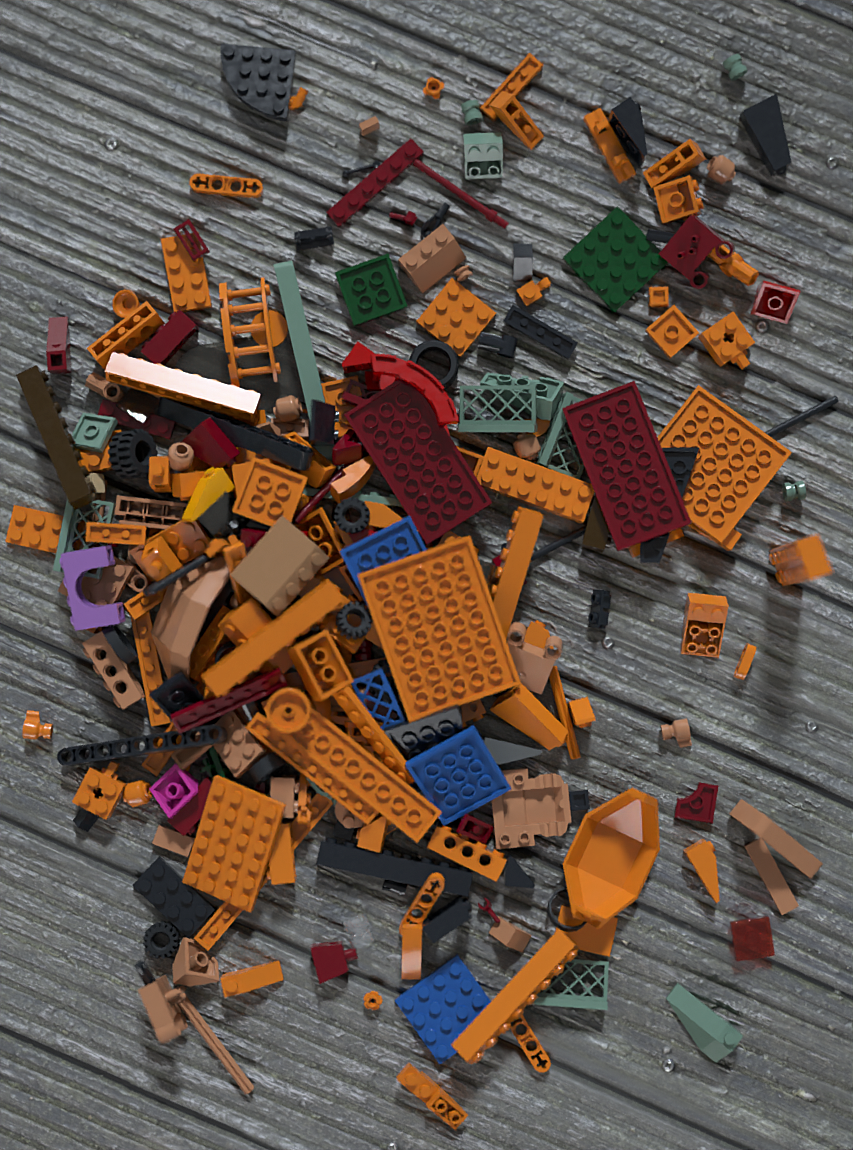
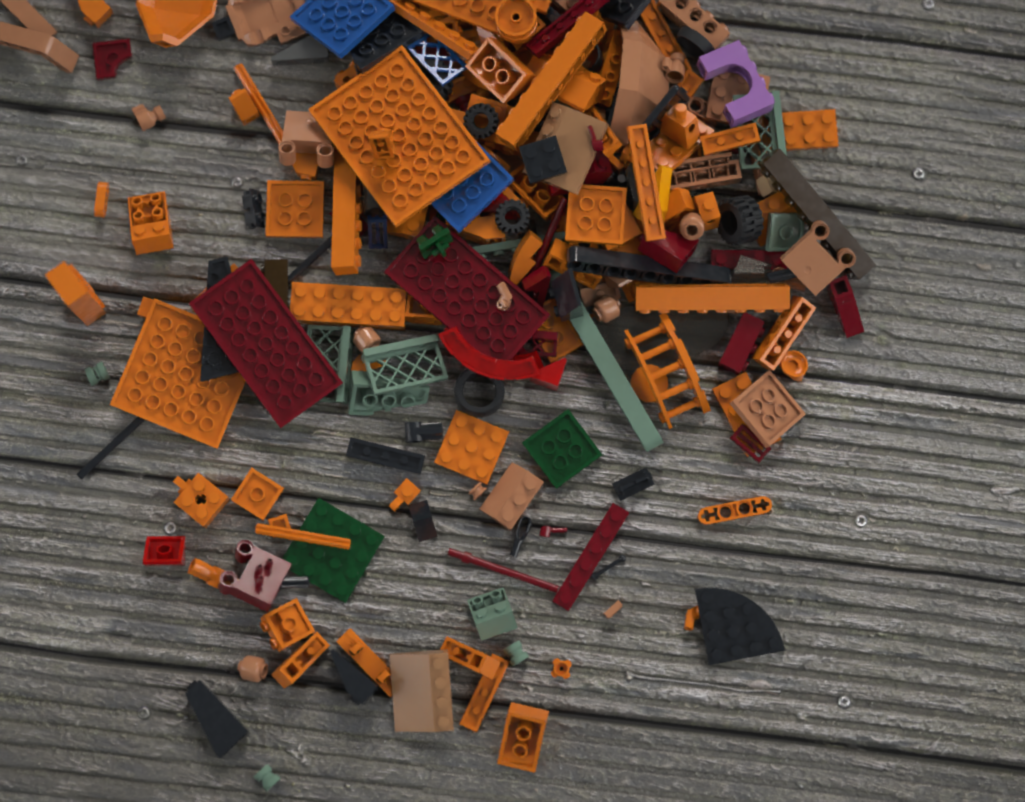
camera: 160 degrees right, 5 degrees down
(75, 389) = (811, 261): none -> nougat piece
(147, 623) = (674, 67): none -> nougat piece
(164, 267) = (767, 408): none -> nougat plate
(211, 506) = (646, 182): none -> orange plate
(247, 555) = (596, 144): none -> dark red hand
(304, 558) = (543, 159): none -> black plate
(382, 441) = (505, 298): none -> nougat arm
(434, 510) = (436, 244): none -> dark green hips
(458, 621) = (382, 143): none -> orange slope
(484, 555) = (377, 220): none -> dark blue tile
(487, 35) = (522, 737): none -> orange slope
(529, 716) = (290, 87): orange slope -> none
(559, 596) = (295, 209): none -> orange plate
(569, 101) = (421, 691): none -> medium nougat slope
(640, 276) = (303, 536): none -> orange axle

